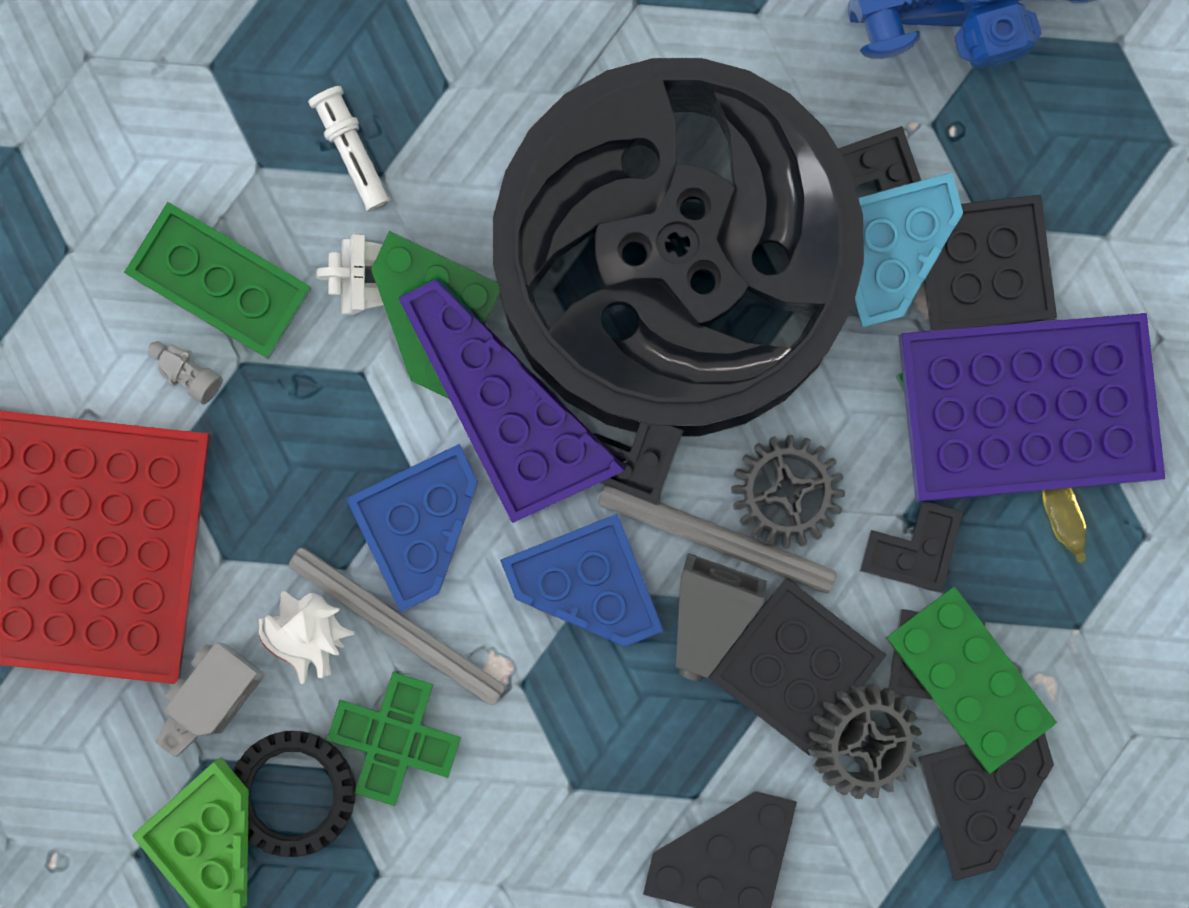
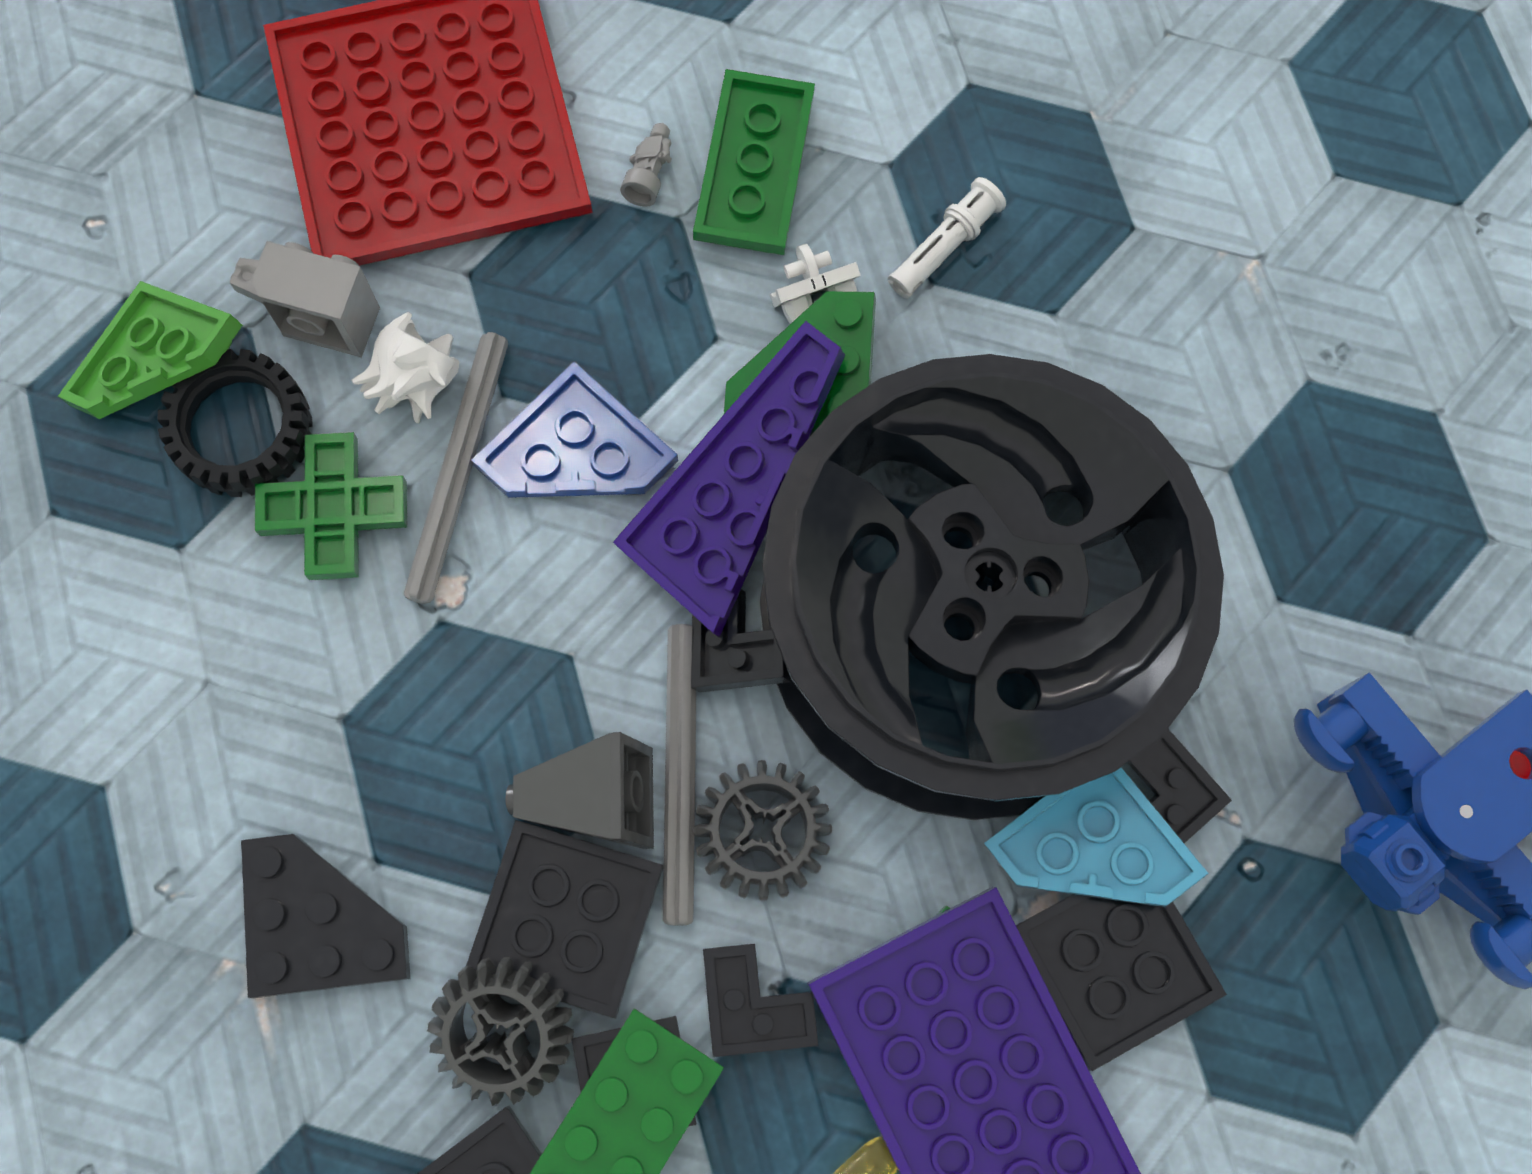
camera: 65 degrees right, 10 degrees down
(588, 582) = (576, 648): blue plate -> none

